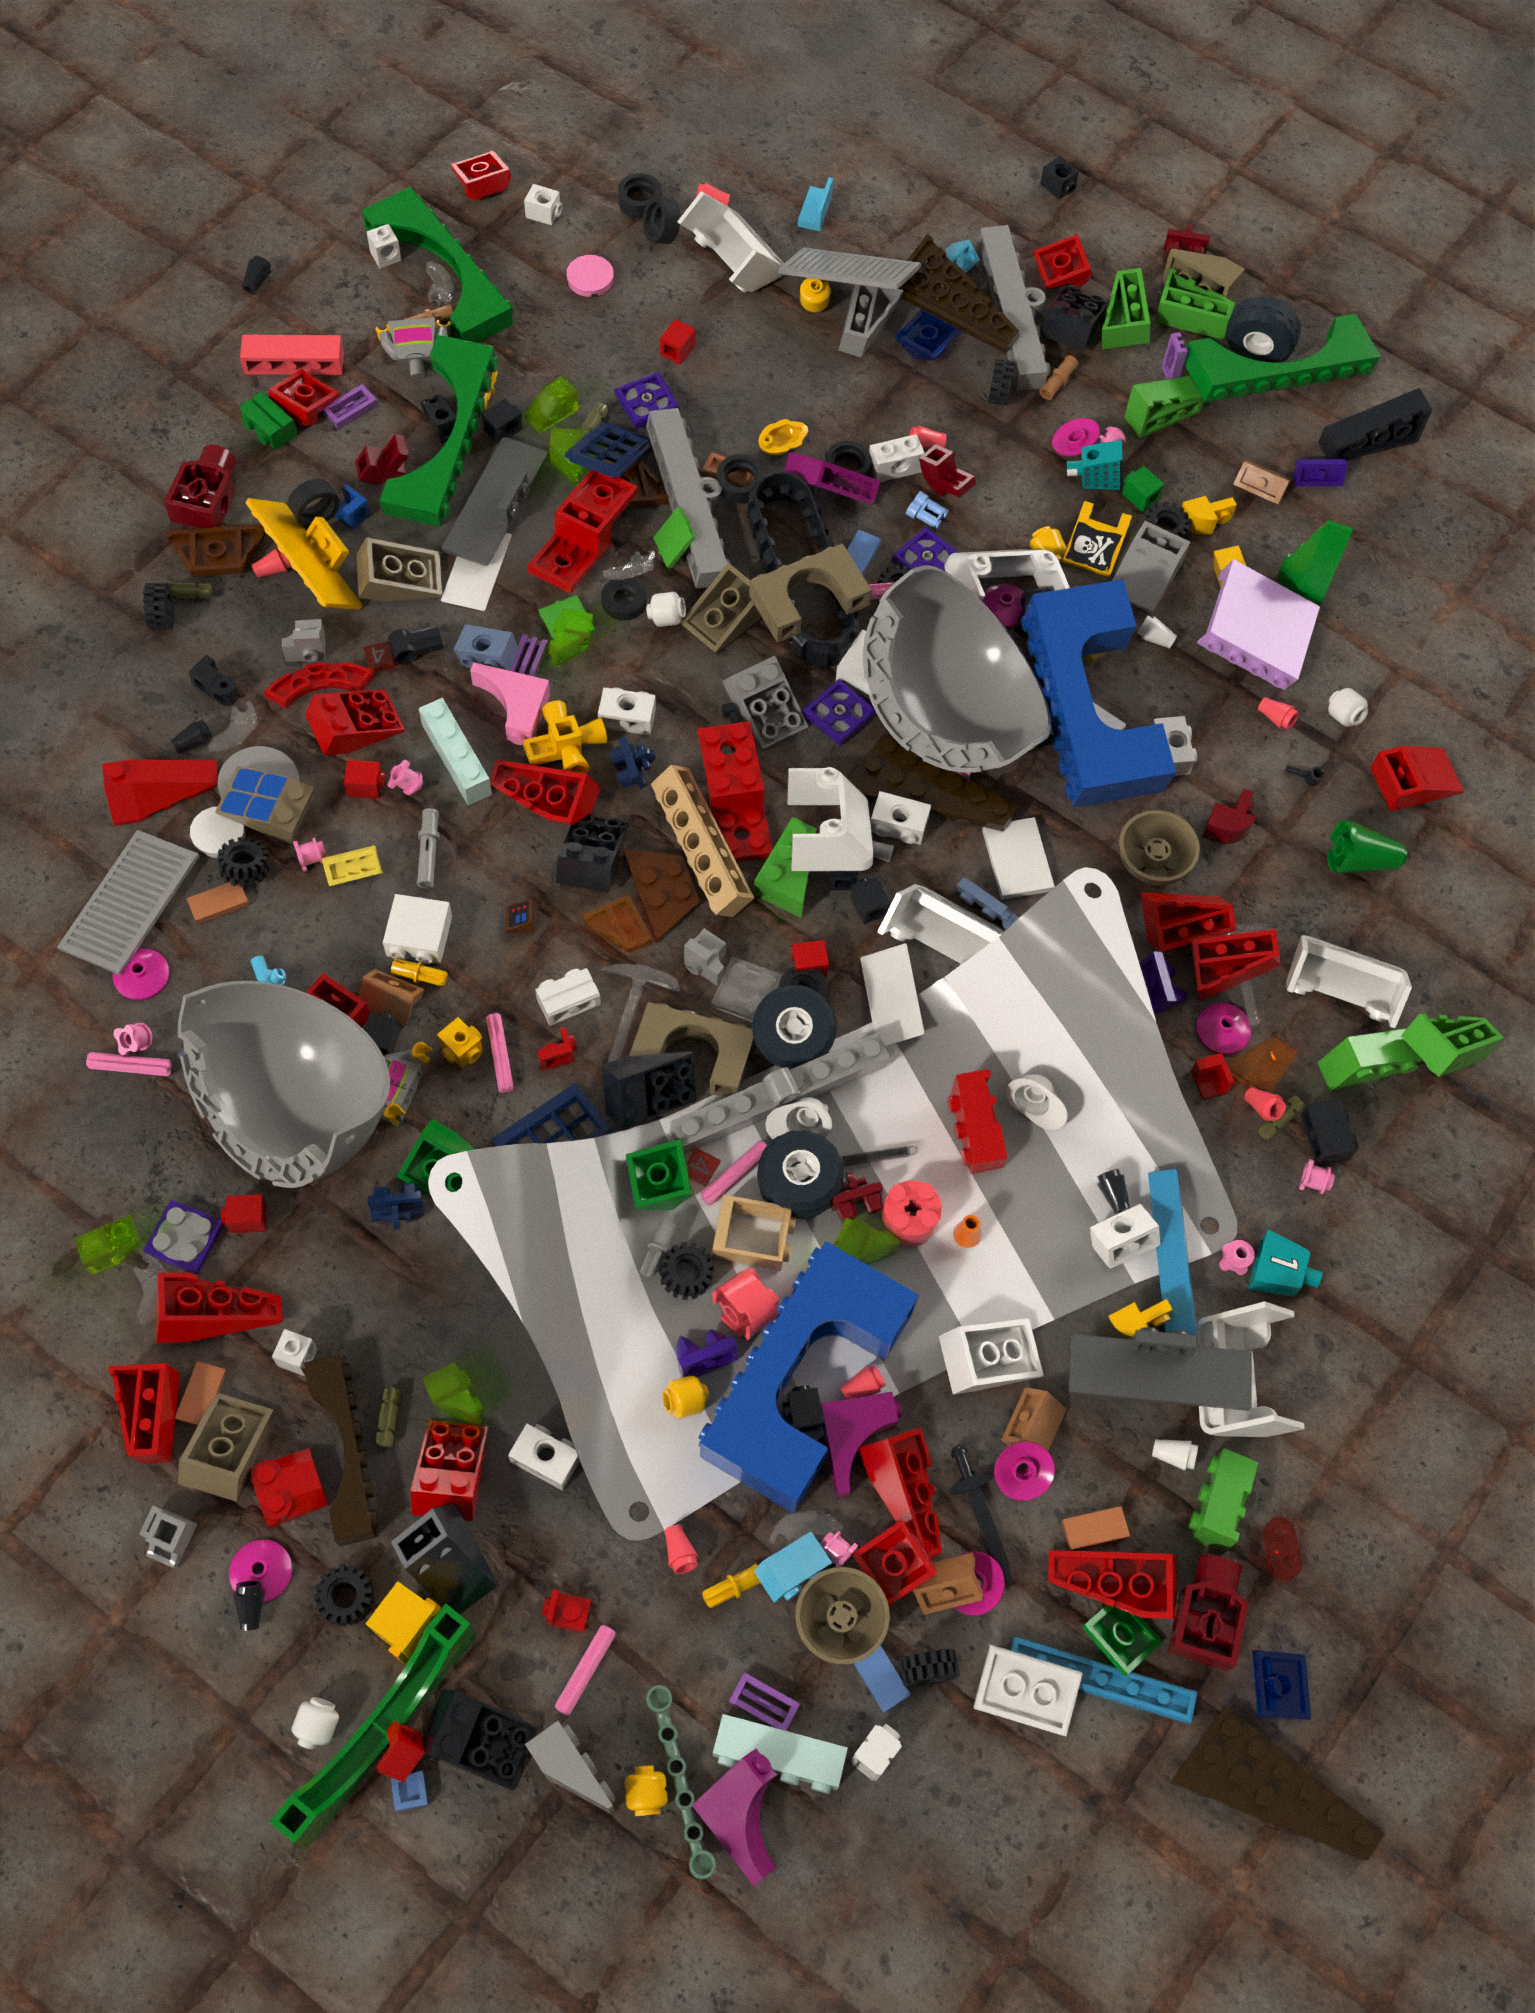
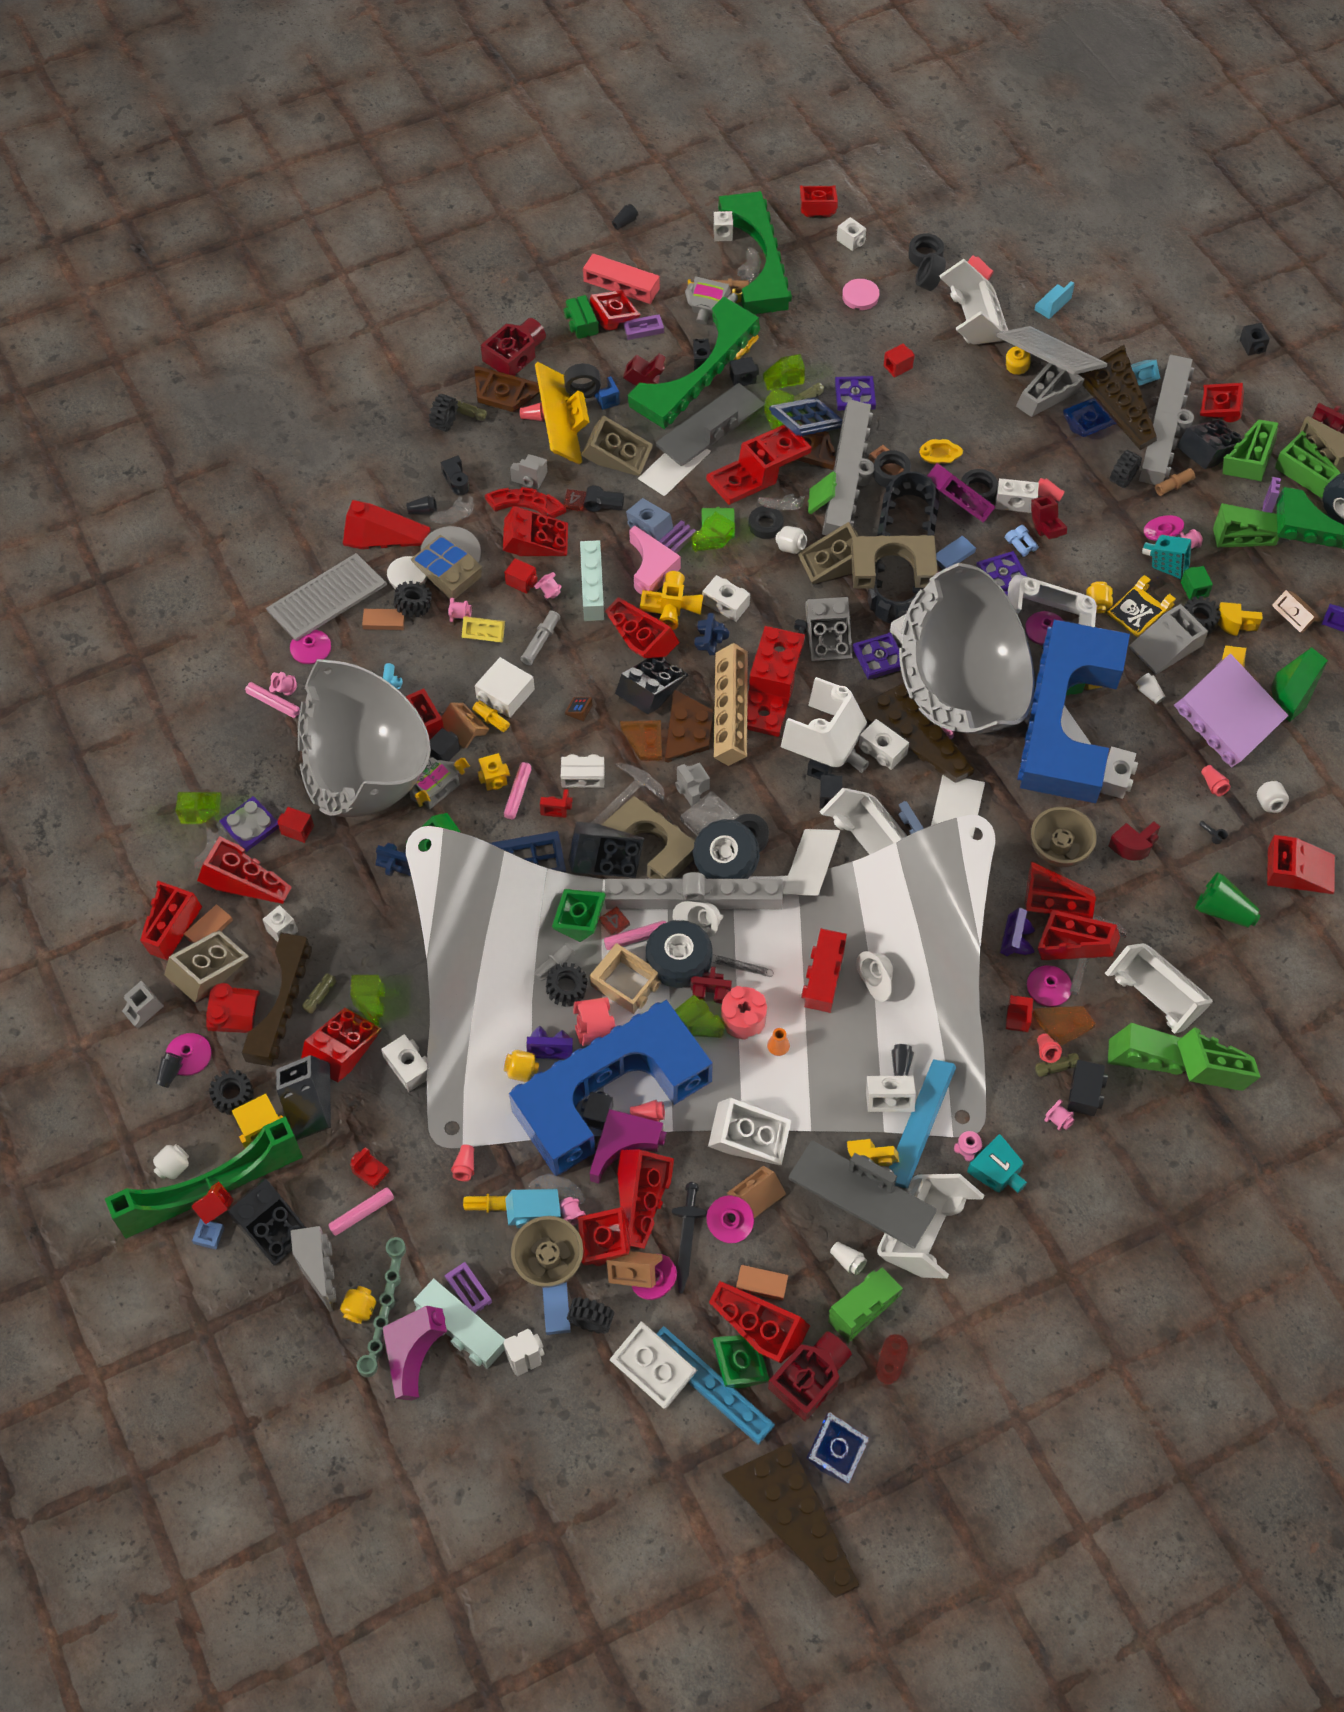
camera: 30 degrees right, 5 degrees down
(776, 880) = (771, 756): bright green wedge -> none
(810, 956) = (766, 811): red panel -> none

